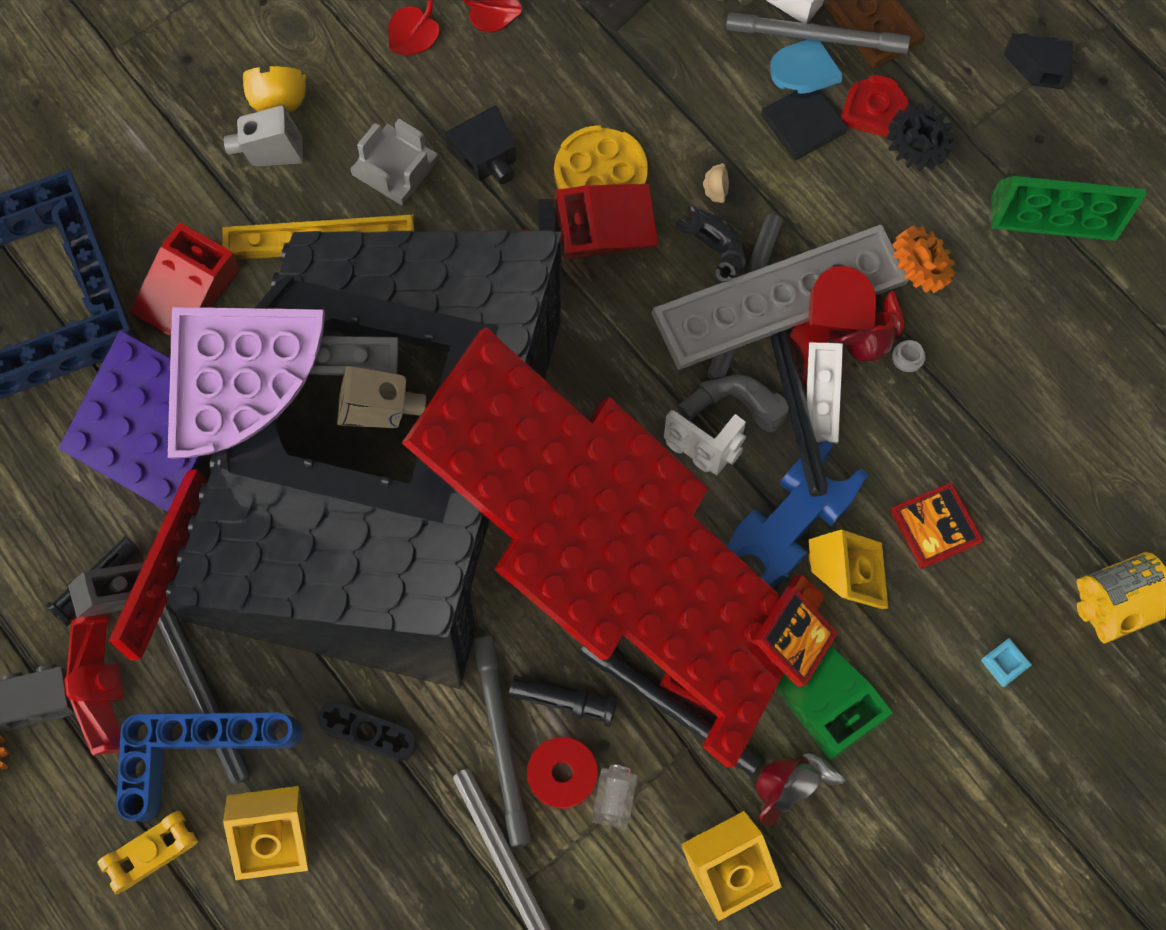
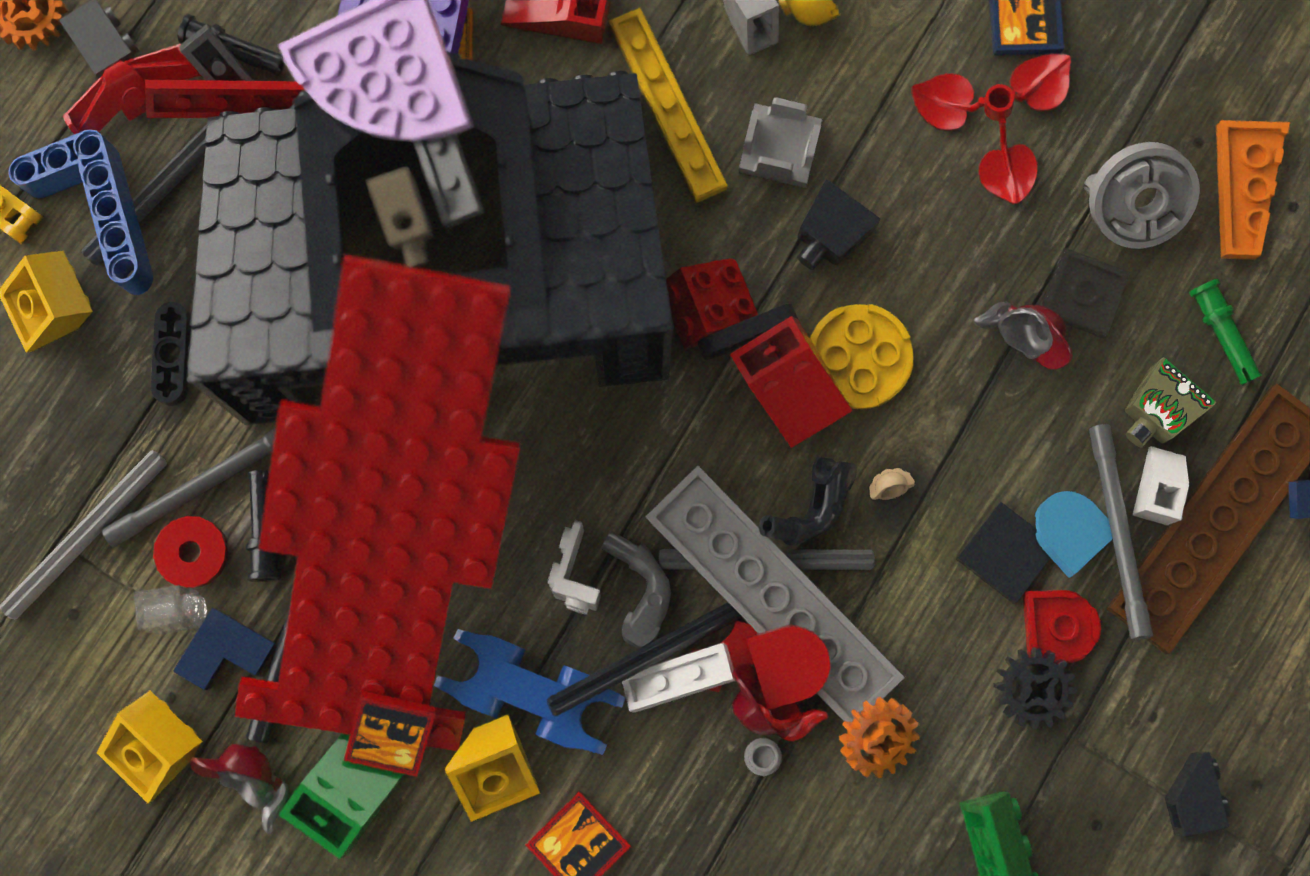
camera: 70 degrees right, 10 degrees up
(636, 33) = (1031, 330): none -> flat silver hair
(656, 768) = (219, 640): none -> dark blue tile

